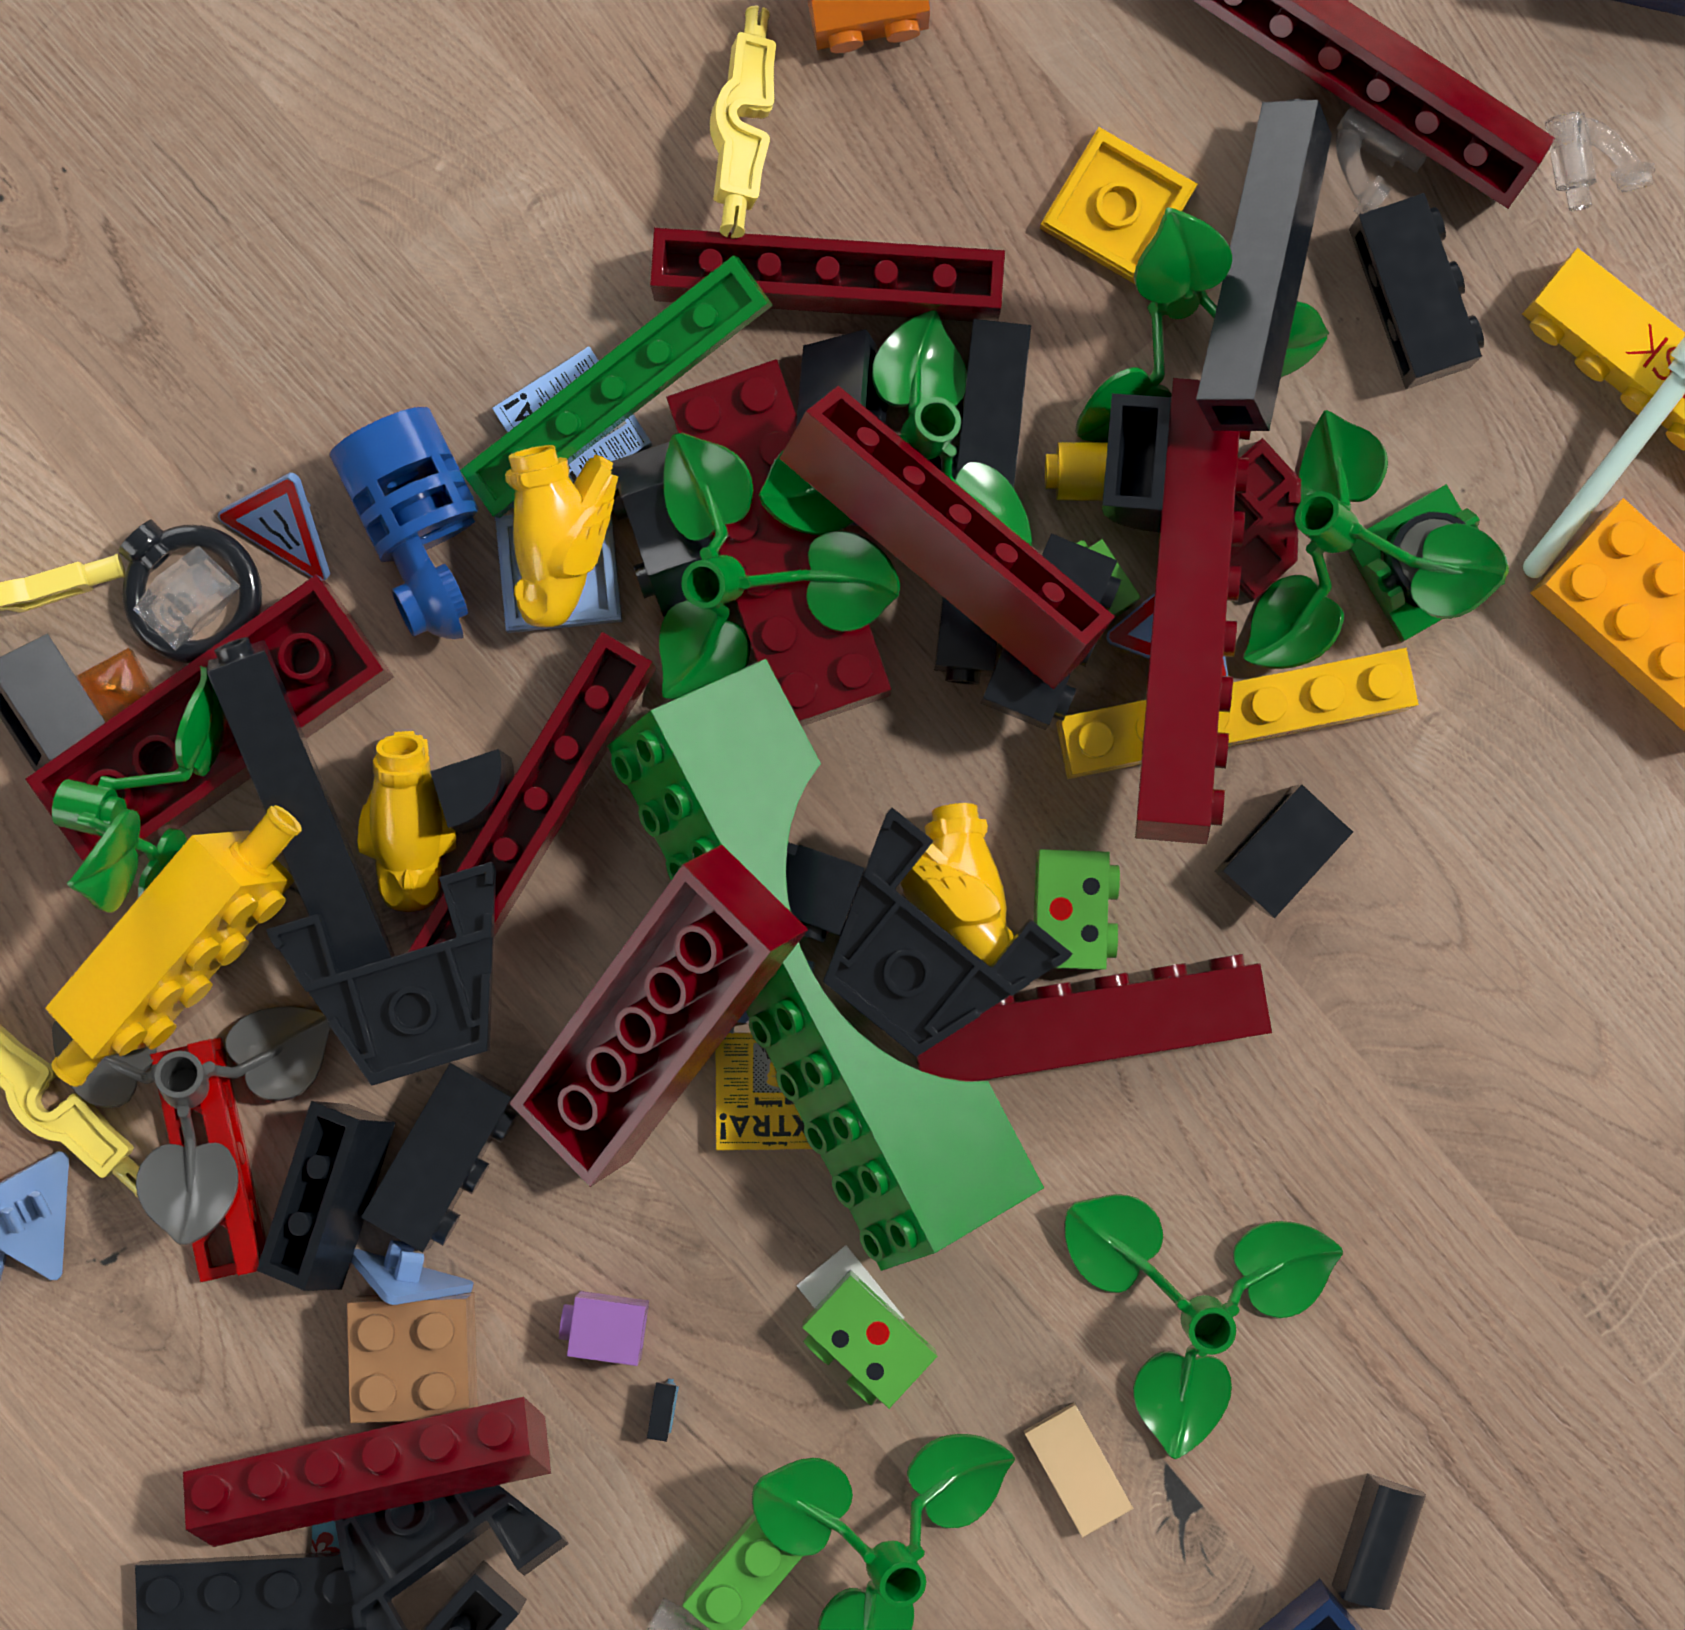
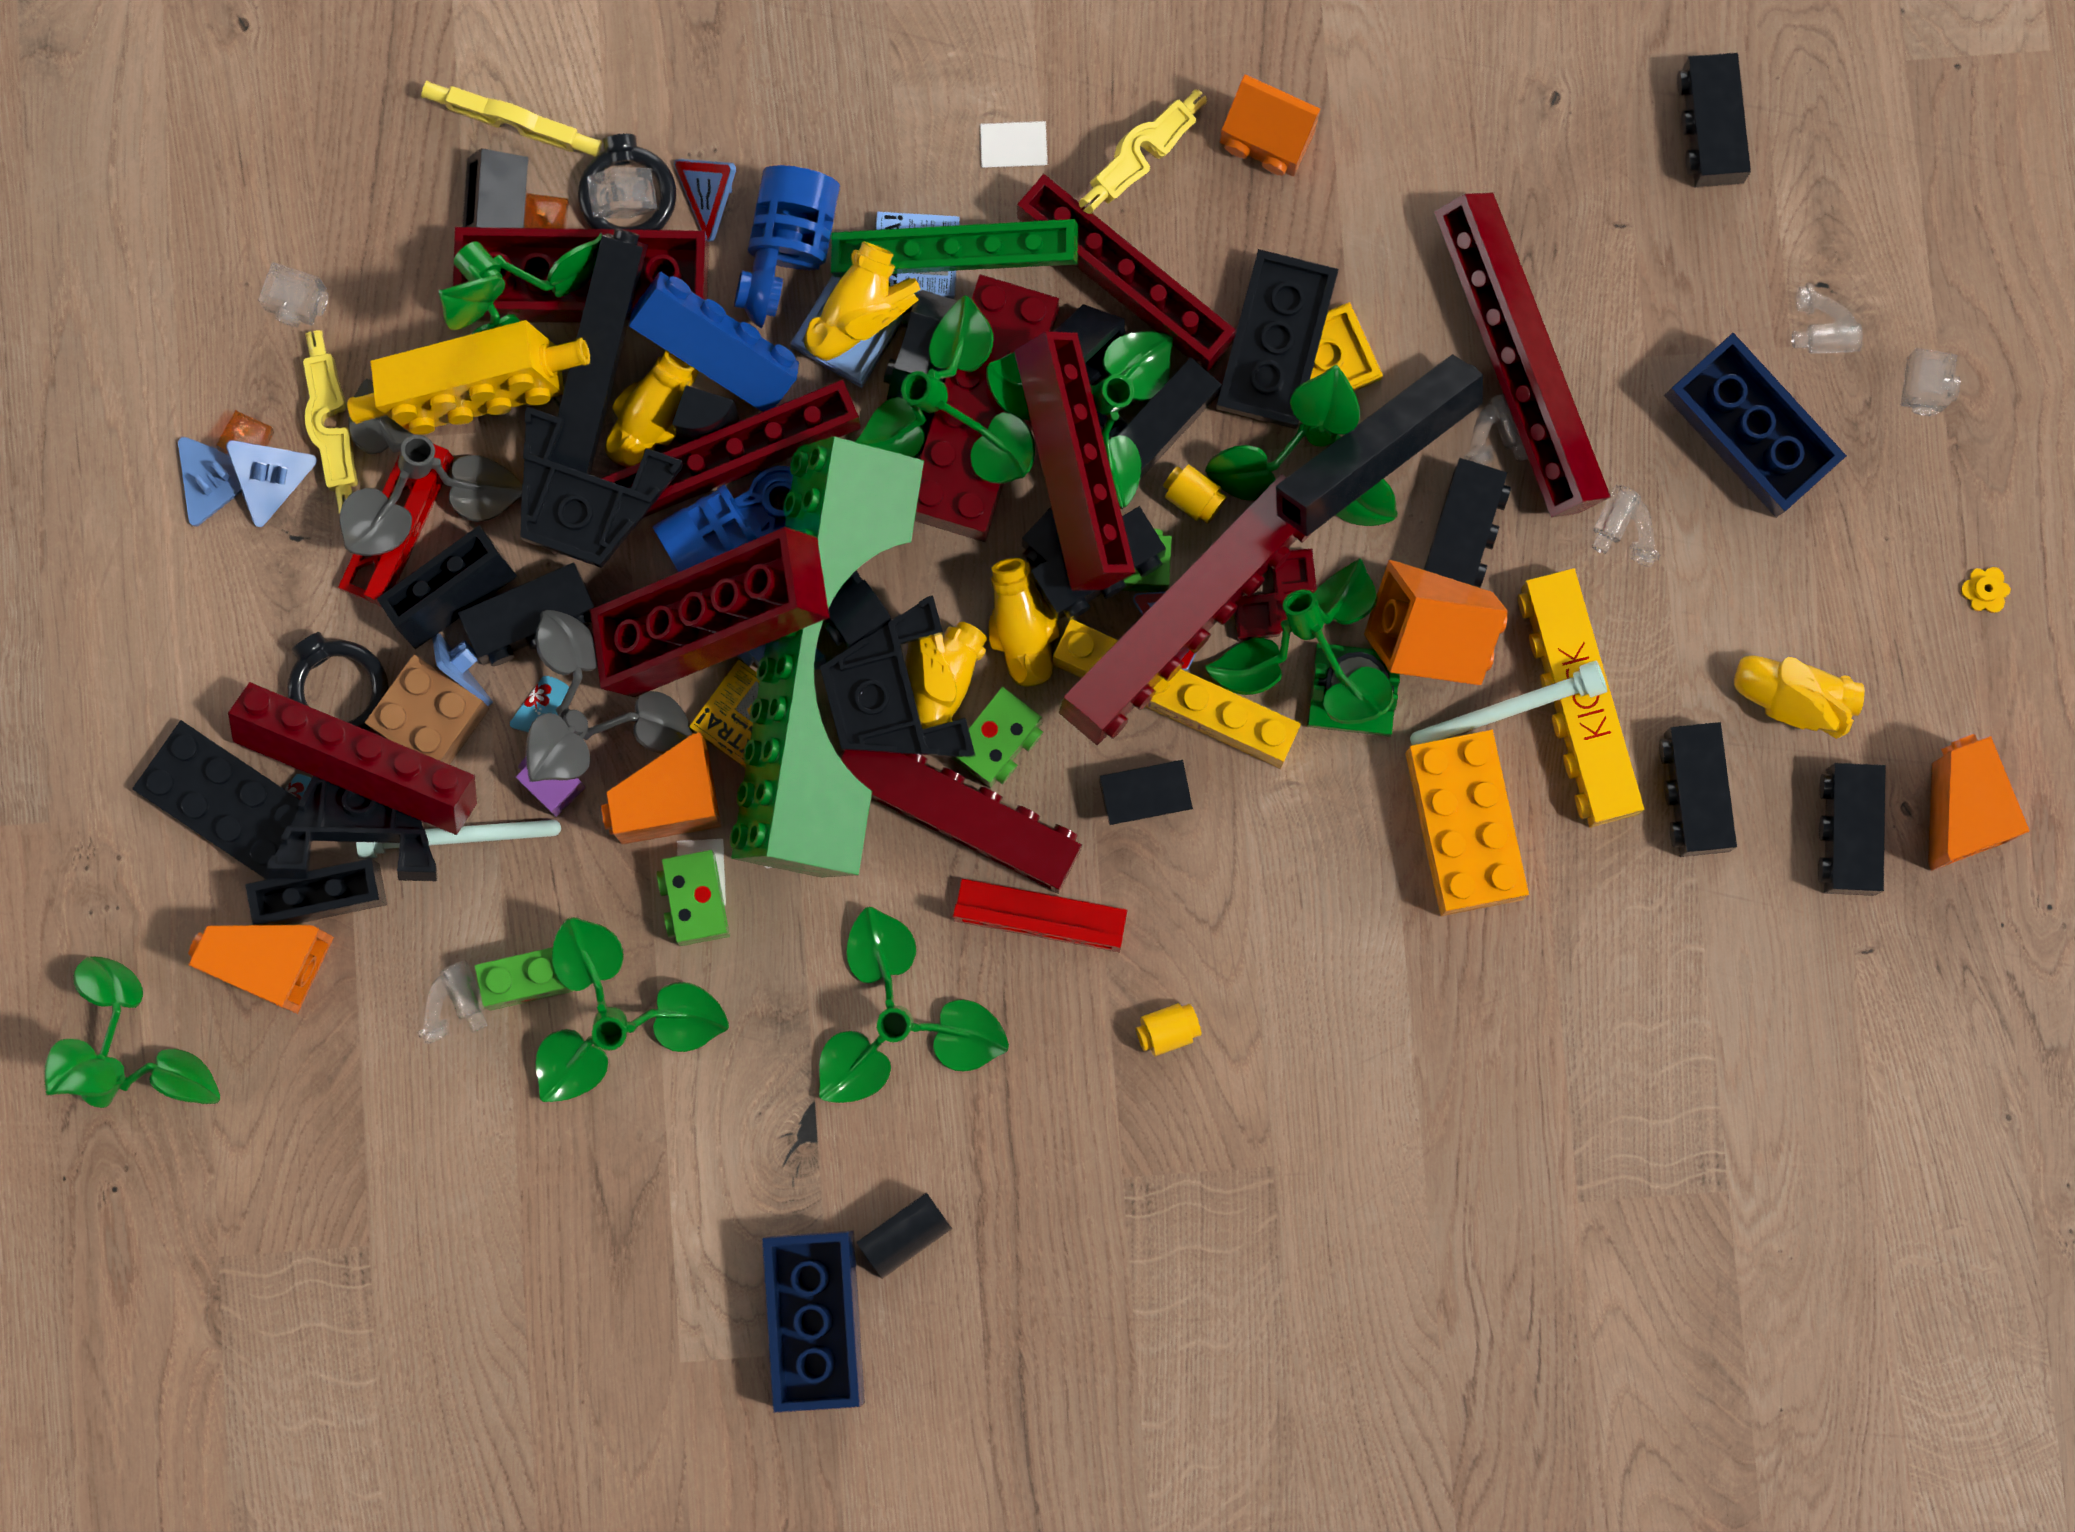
camera: 35 degrees right, 5 degrees down
(230, 1373) = (316, 650): none -> black piece
(423, 696) = (714, 342): none -> blue brick
(537, 1248) = (542, 700): none -> medium azure sticker
(572, 1441) = (472, 833): none -> light aqua piece
(587, 219) = (1013, 144): none -> white sticker
(589, 899) = (723, 523): none -> blue cylinder
(593, 1300) = (557, 741): none -> dark grey plant
(662, 1410) = (546, 853): black piece -> none
(756, 1254) = (665, 796): none -> orange slope
(1005, 760) = (1021, 623): none -> yellow animal
(1053, 226) = (1276, 337): none -> black plate
(1078, 1469) = (760, 1065): tan tile -> none
(1136, 461) = (1221, 502): black brick -> none
(1266, 1073) = (1040, 915): none -> red fence
(1470, 427) = (1434, 625): none -> orange slope
(1502, 1096) = (1168, 1029): none -> yellow brick

